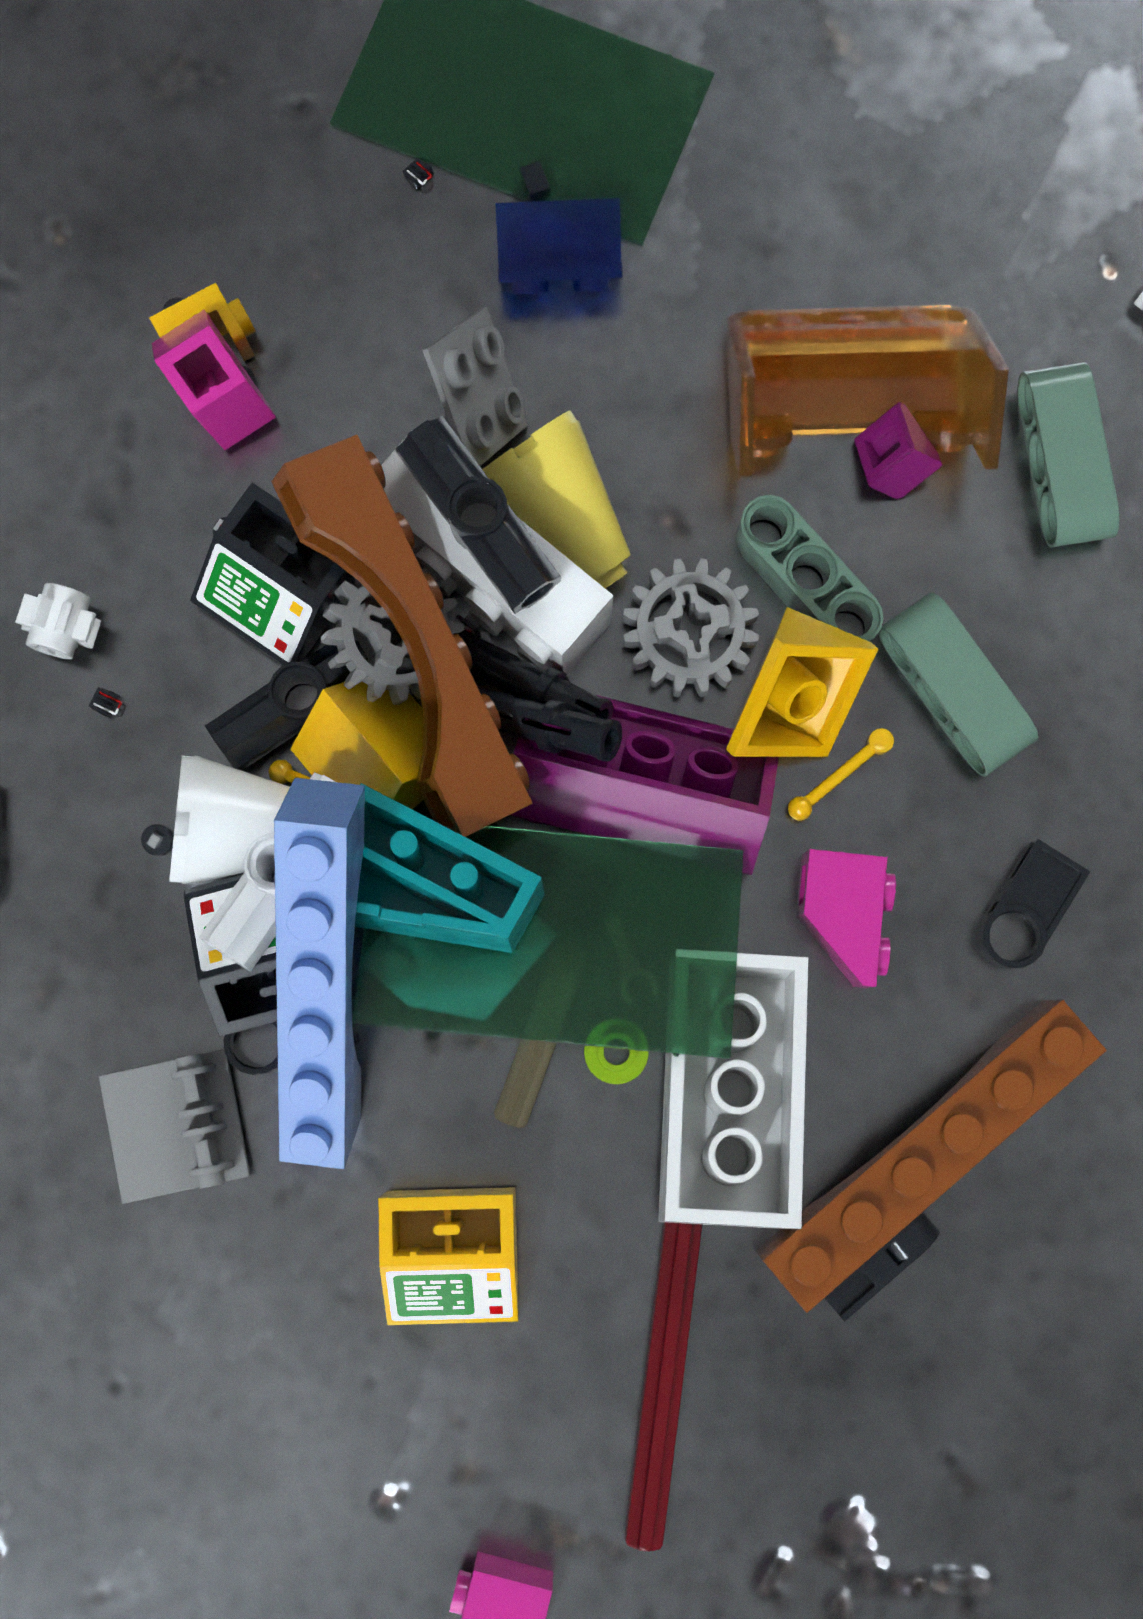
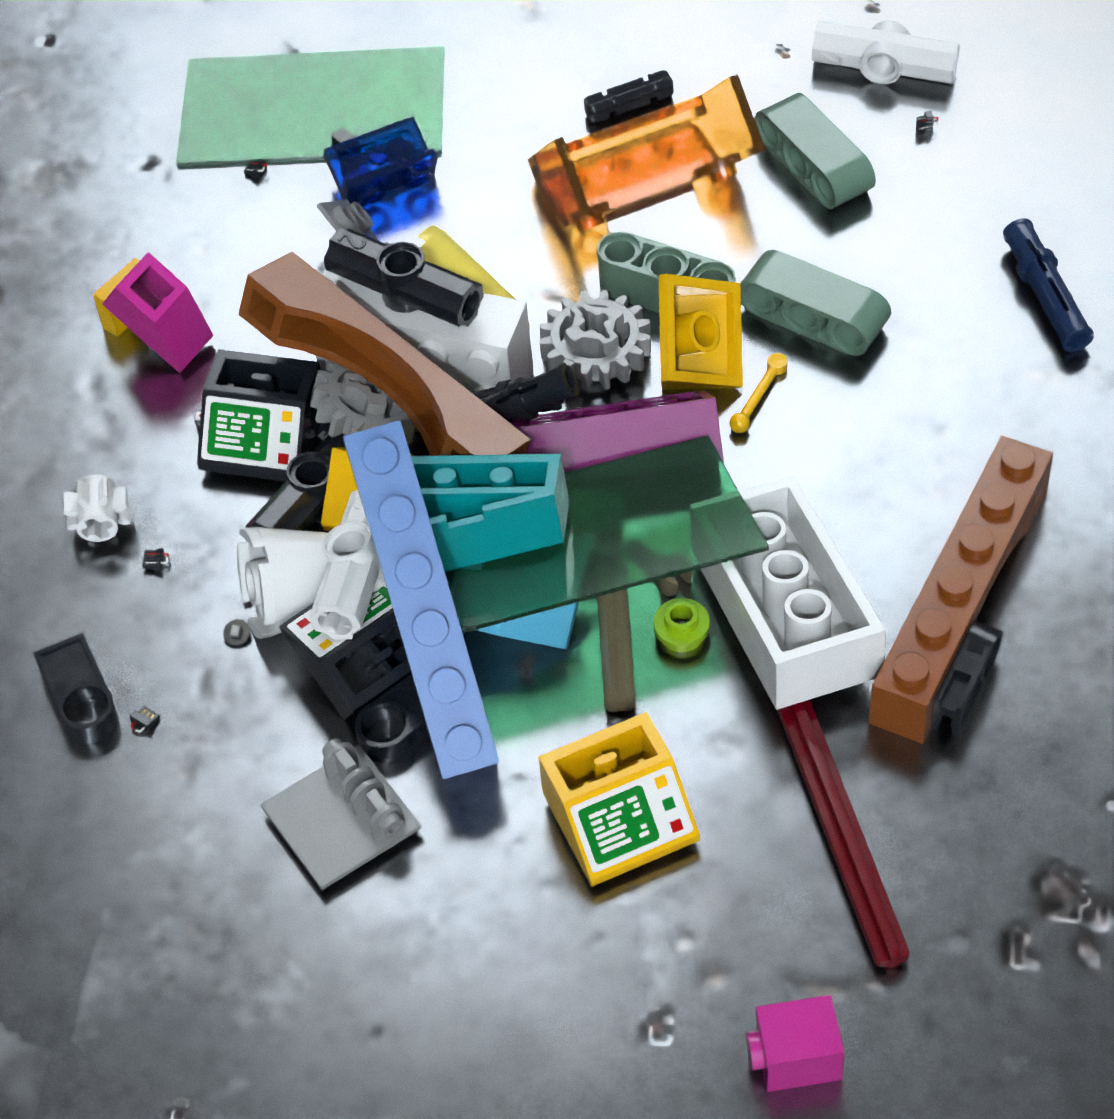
camera: 20 degrees left, 30 degrees down
(24, 906) = (144, 718): none -> piece
(843, 910) = (813, 452): dark pink slope -> none
(893, 262) = (628, 96): none -> black axle
(896, 453) = (692, 191): magenta slope -> none
(1039, 893) = (950, 408): black piece -> none

